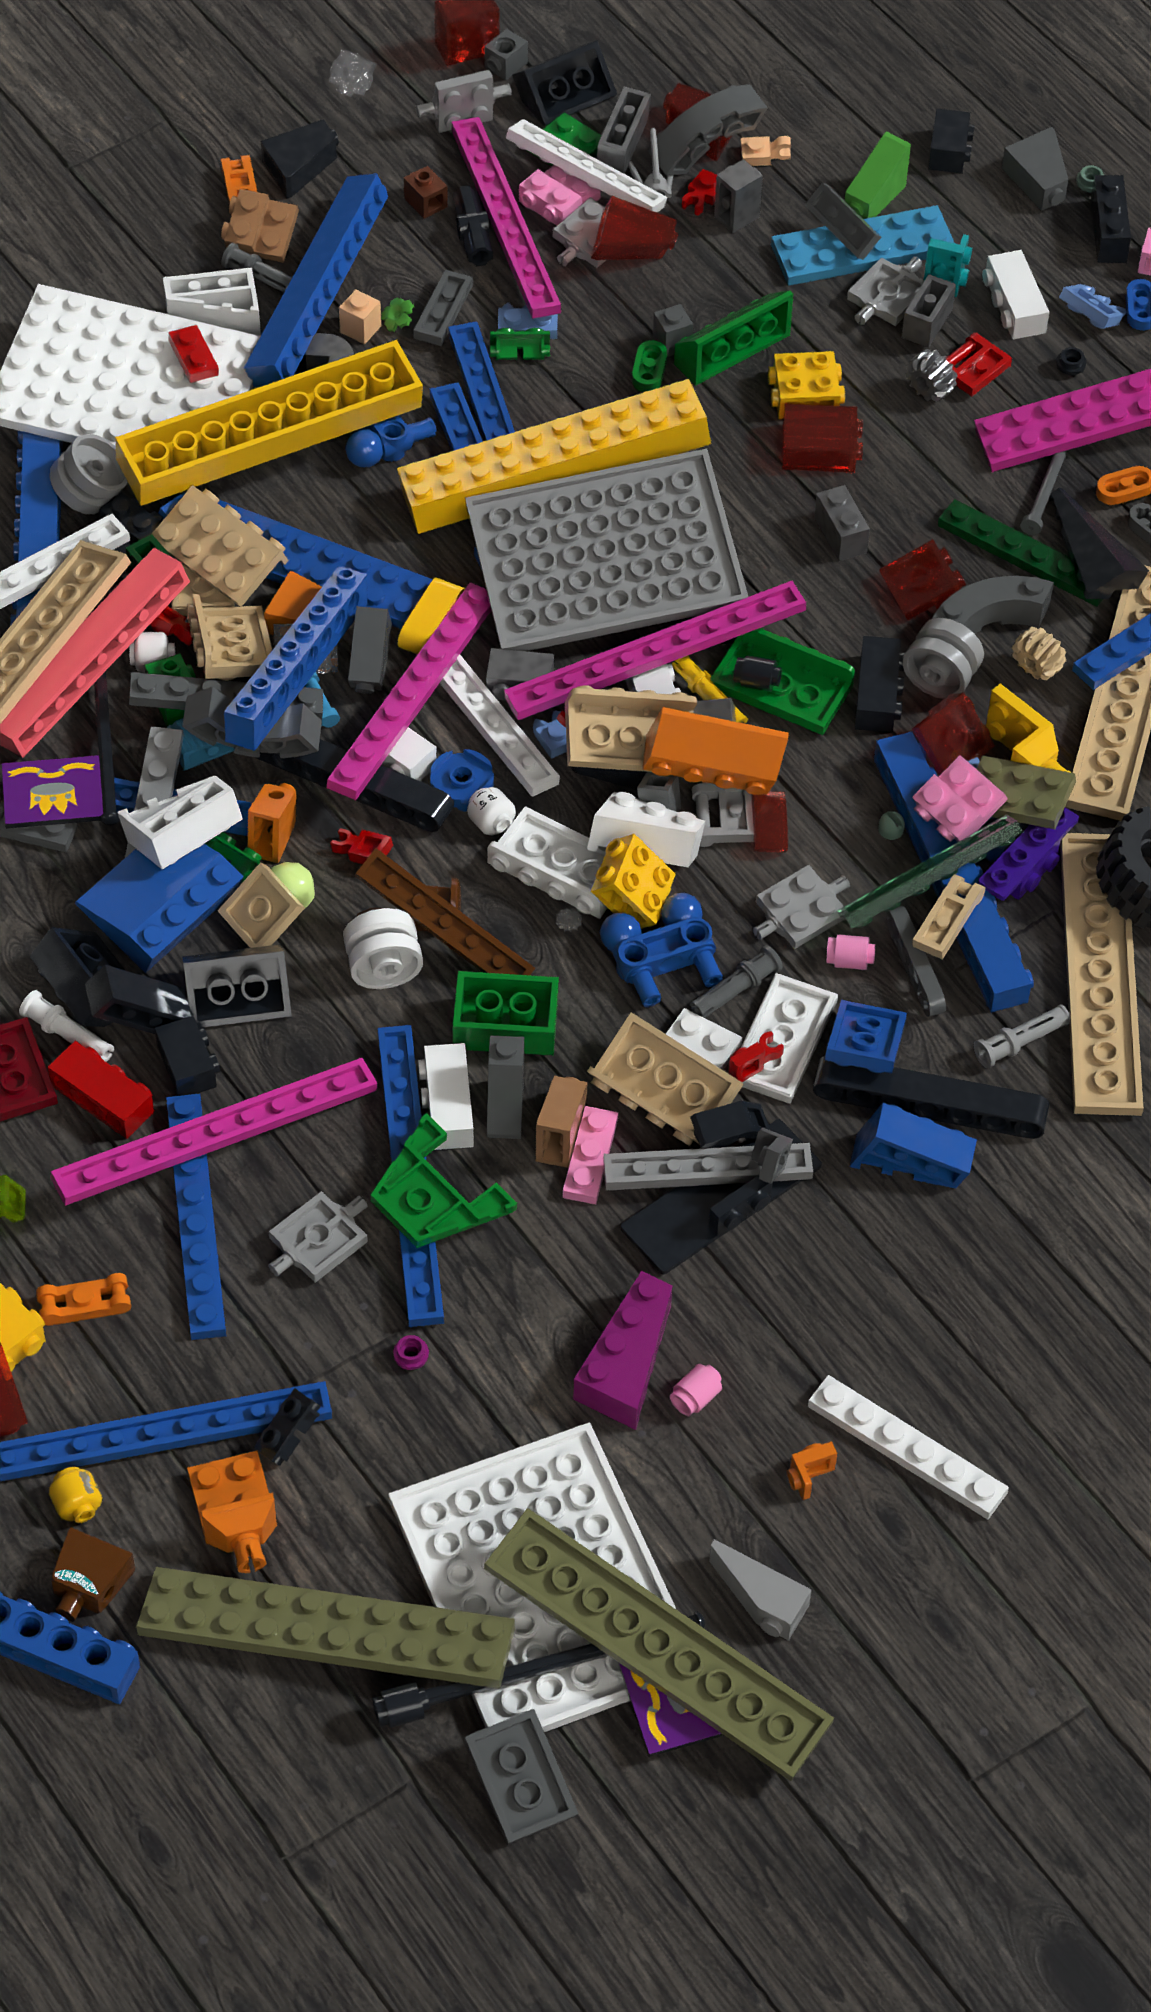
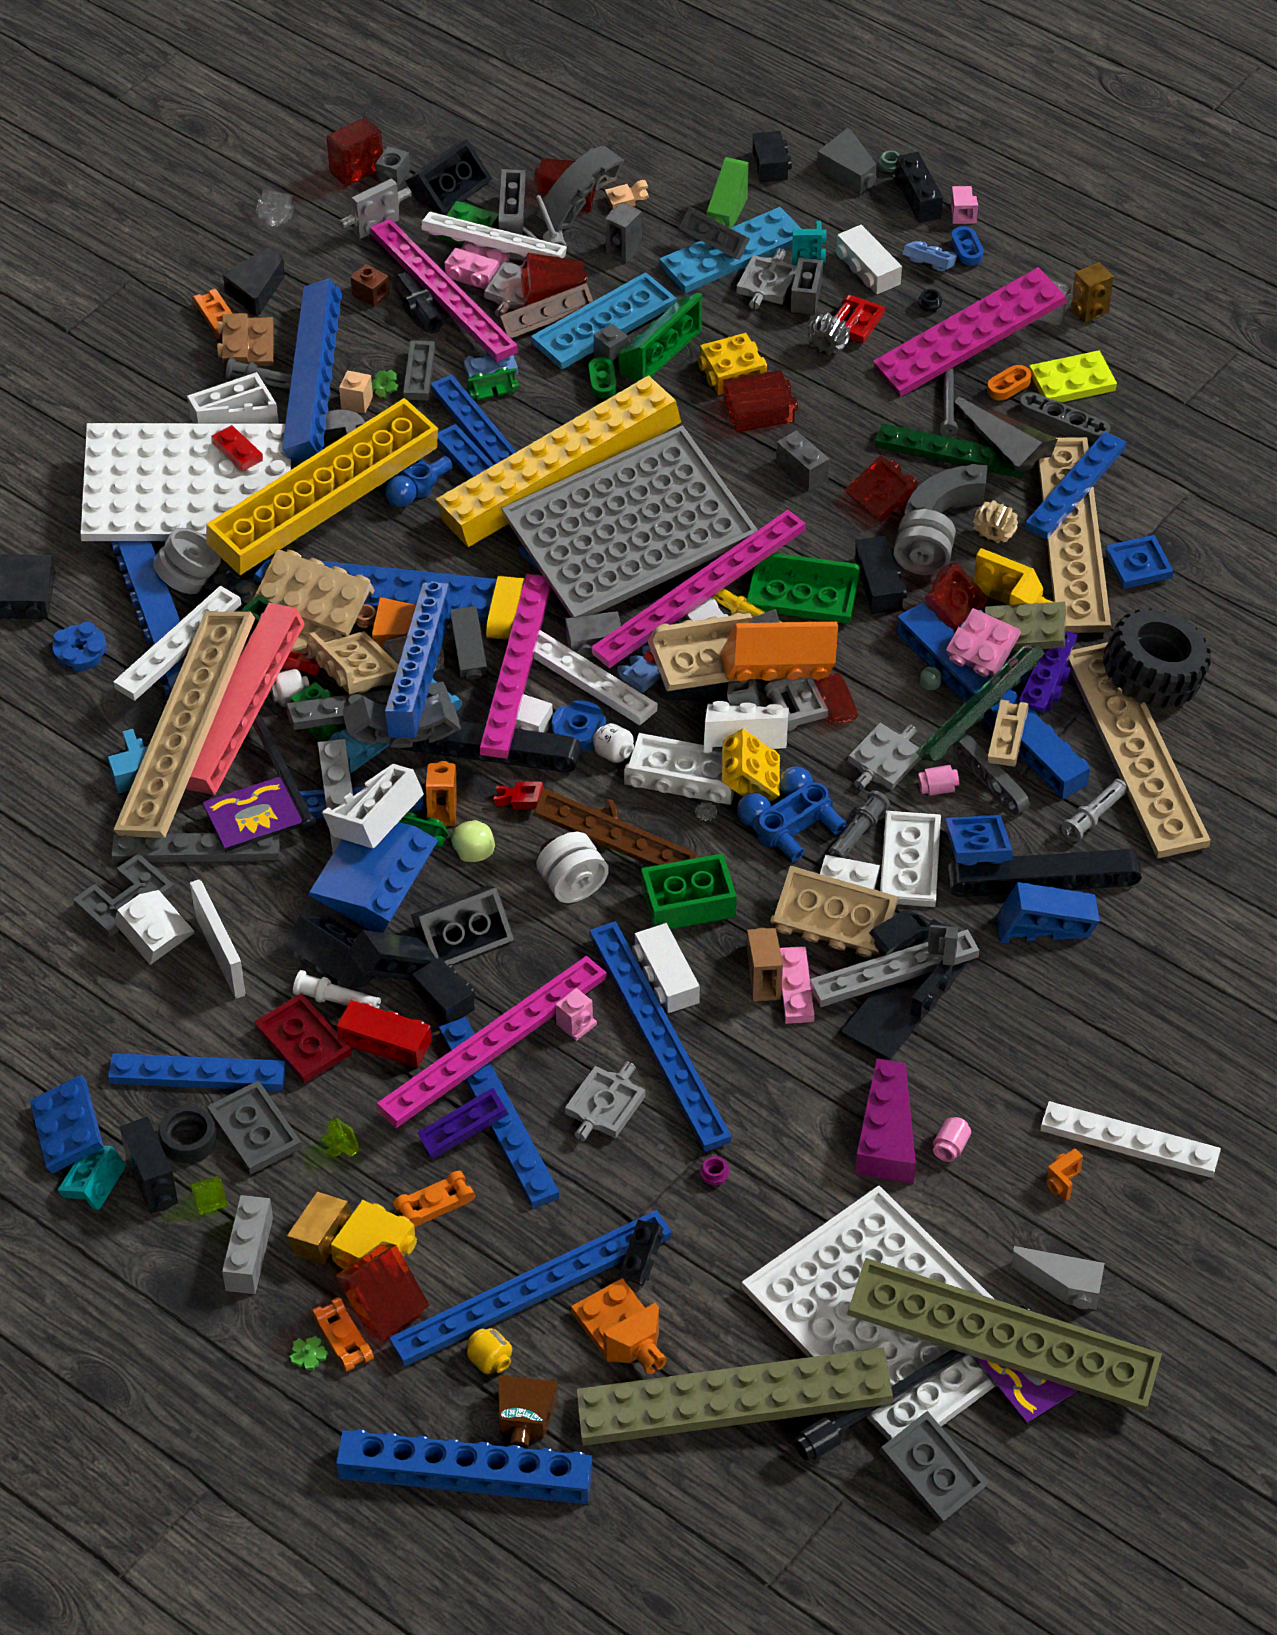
camera: 15 degrees left, 5 degrees down
(146, 1219) = (462, 1123): none -> dark purple plate
(261, 908) = (459, 861): tan plate -> none
(268, 588) = (366, 616): none -> nougat plate
(323, 1124) = (575, 1014): none -> bright pink brick
(423, 1201) = (683, 1051): green wing -> none
(505, 1087) = (712, 947): dark grey slope -> none
(615, 270) = (545, 311): none -> plate
(700, 289) = (623, 307): none -> dark azure plate
(701, 190) = (591, 234): red plate -> none
(751, 1060) = (895, 880): red plate -> none
(757, 673) = (784, 587): black brick -> none

